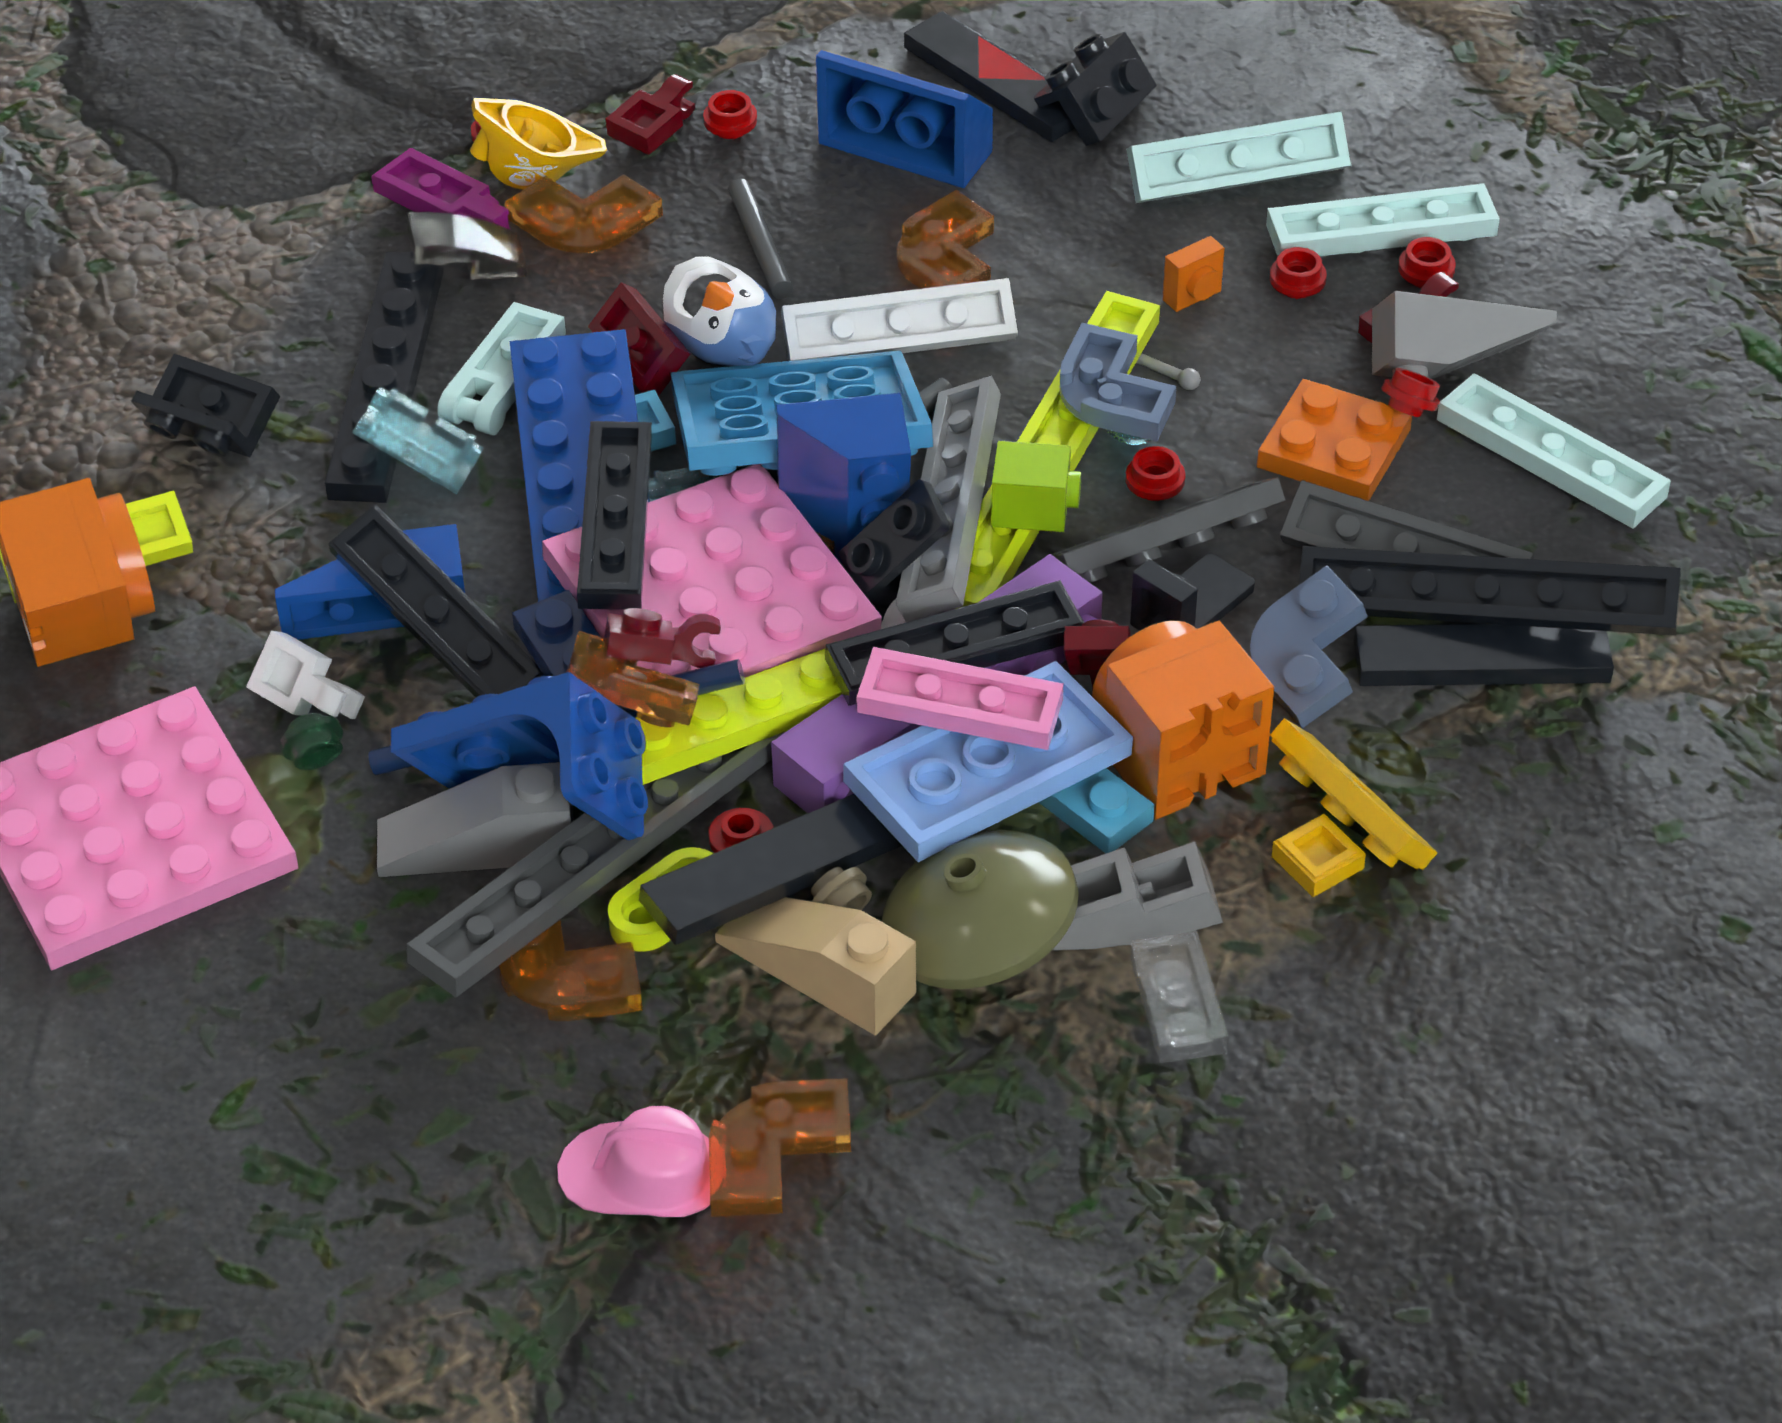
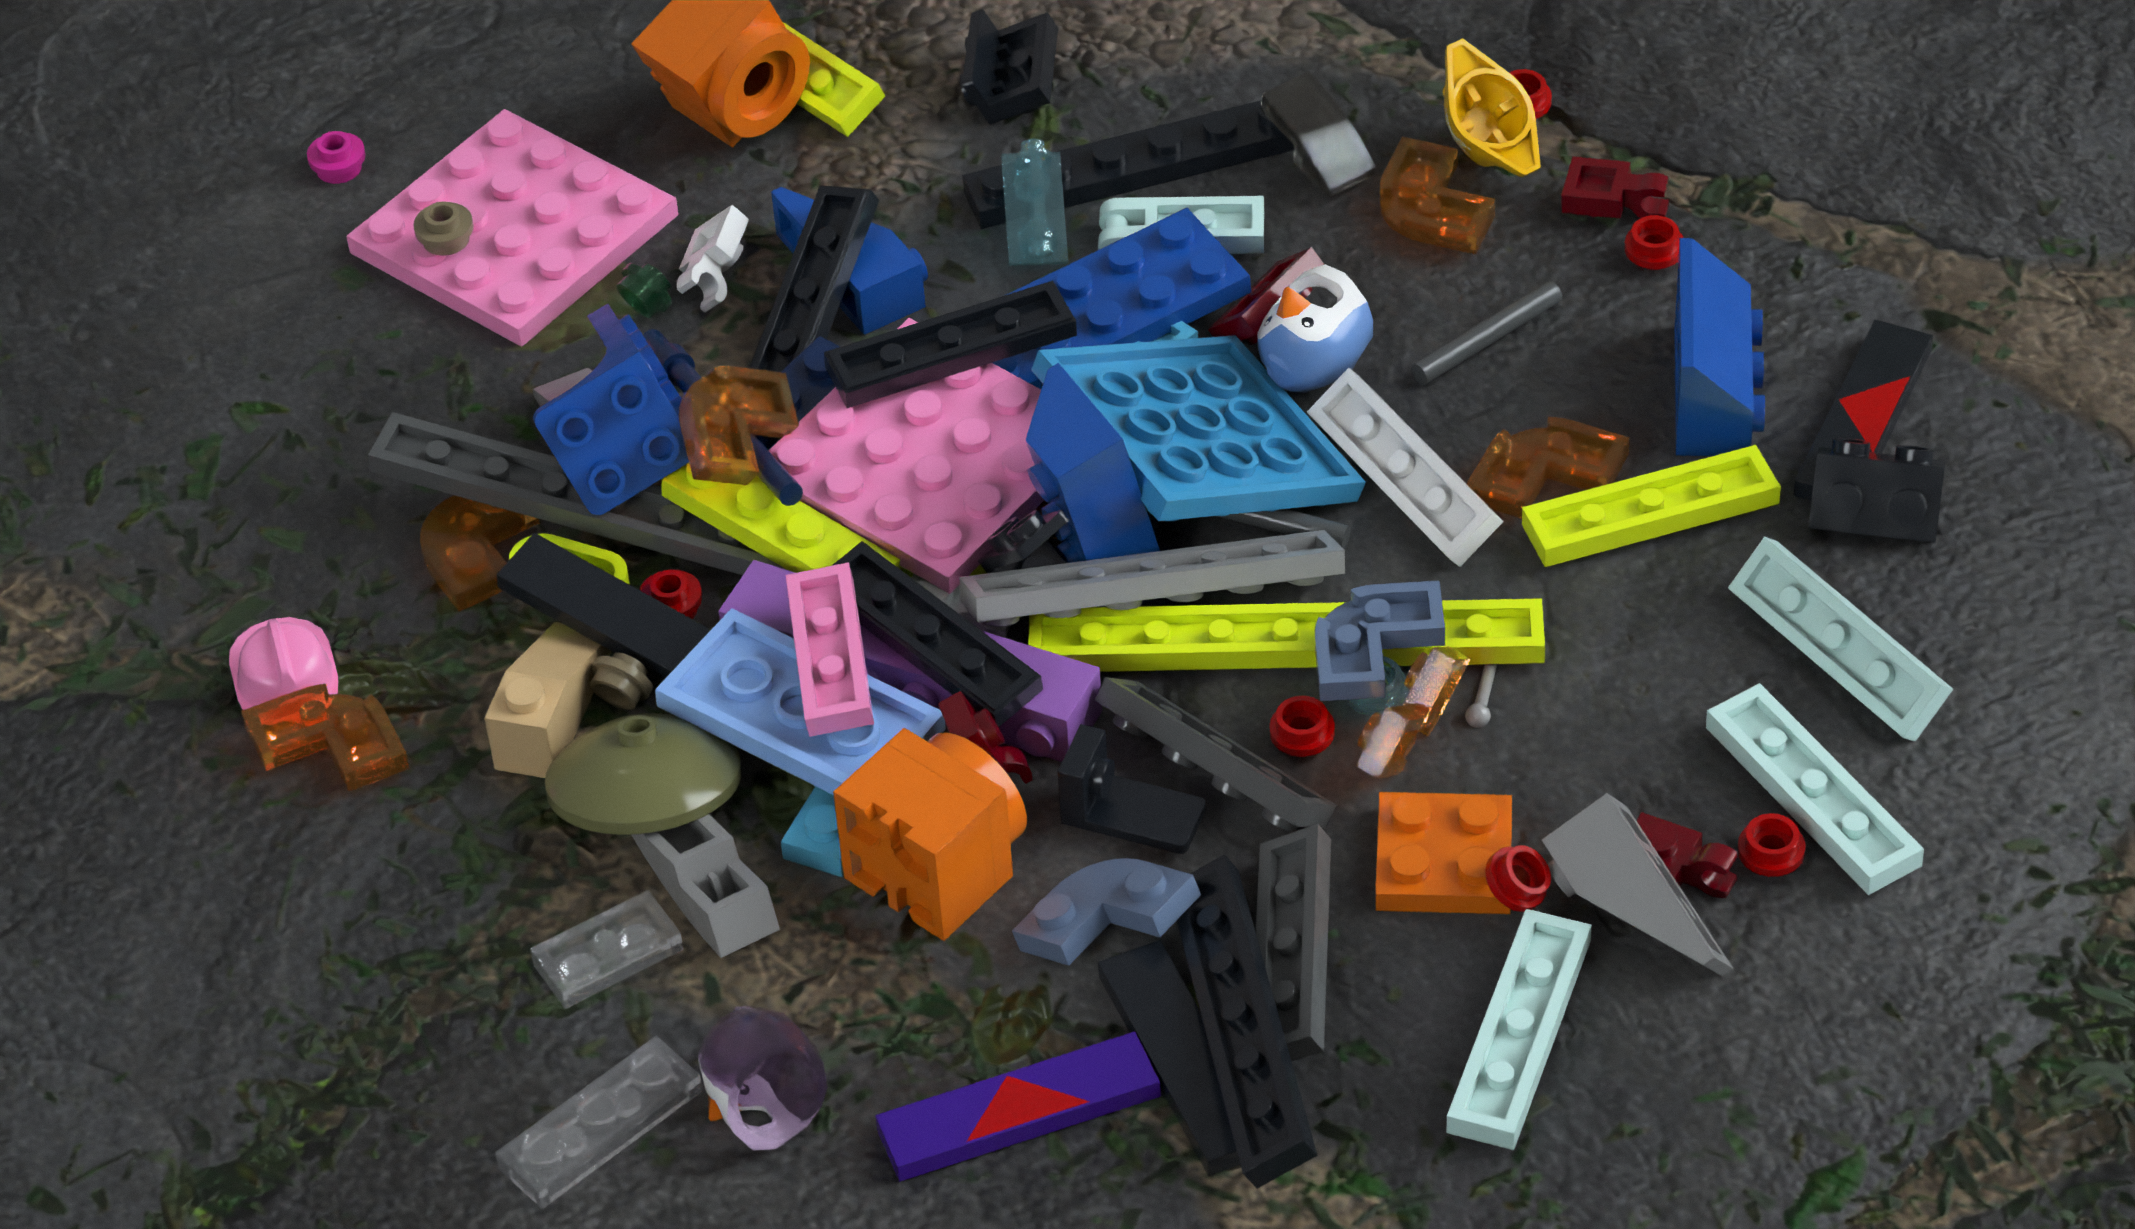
camera: 70 degrees right, 0 degrees up
(126, 856) = (443, 228): none -> dark tan plate
(434, 187) = (1395, 96): magenta hinge -> none
(648, 638) = (787, 415): dark red plate -> none
(1030, 209) = (1650, 505): none -> neon yellow plate
(1033, 486) = (1180, 621): lime brick -> none
(1193, 273) = (1618, 658): orange plate -> none
(1202, 409) = (1390, 735): none -> clear orange plate
(1298, 273) = (1685, 745): red plate -> none
(1318, 855) = (844, 1005): yellow tile -> none
(1350, 798) = (917, 999): yellow tile -> none
(1379, 1064) = (599, 1122): none -> clear plate
(1397, 911) = (766, 1065): none -> clear purple piece
(1491, 775) = (1017, 1106): none -> dark purple tile

